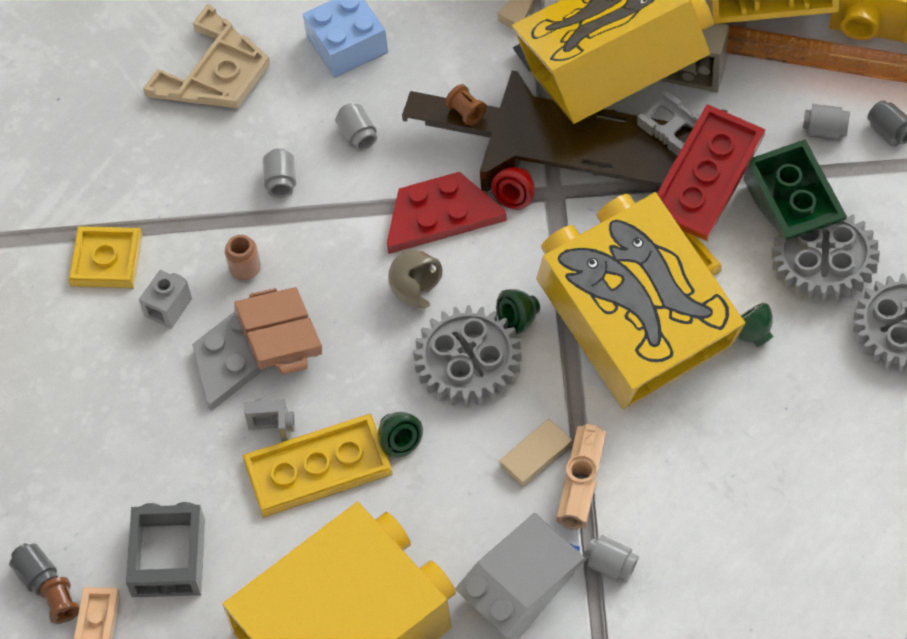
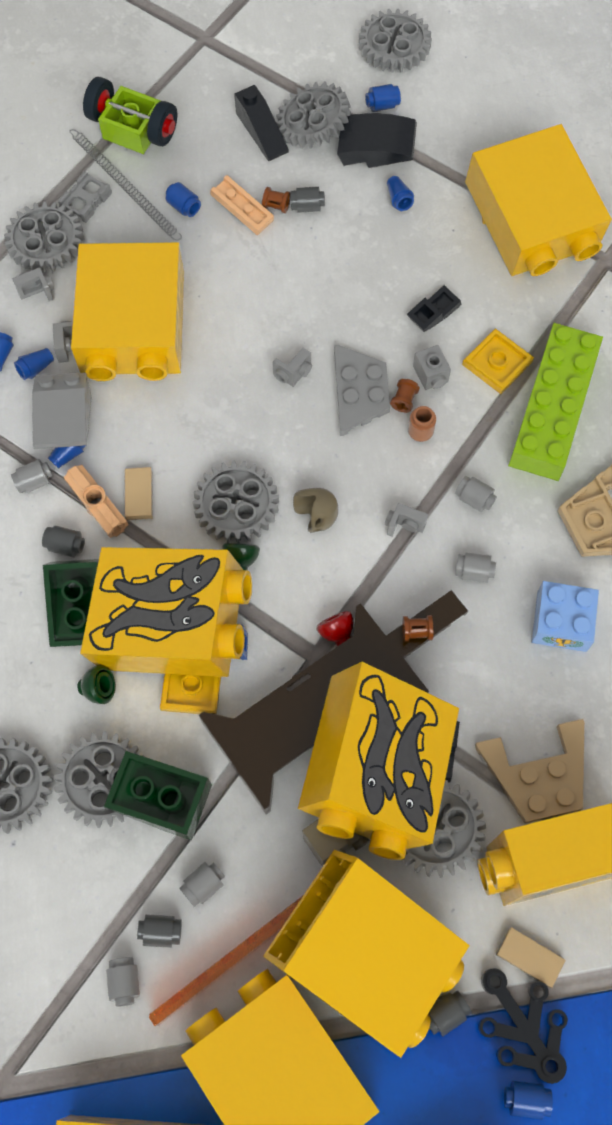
camera: 125 degrees right, 10 degrees up
(86, 352) = (435, 309): none -> black slope
(118, 173) = (556, 402): none -> lime brick
(166, 581) = (237, 252): dark grey window -> none
(218, 300) = (403, 400): none -> dark orange bush
(278, 329) = (361, 411): nougat piece -> none
(316, 465) = (243, 376): yellow tile -> none
(360, 214) = (408, 517): none -> light grey bracket
(399, 434) = (219, 425): dark green brick -> none
(440, 210) = (363, 571): red wing -> none
(649, 469) = (63, 541): none -> dark grey brick
(667, 132) = (279, 746): light grey piece -> none
(692, 408) = (68, 599): none -> dark green slope
(709, 170) = (217, 738): red plate -> none

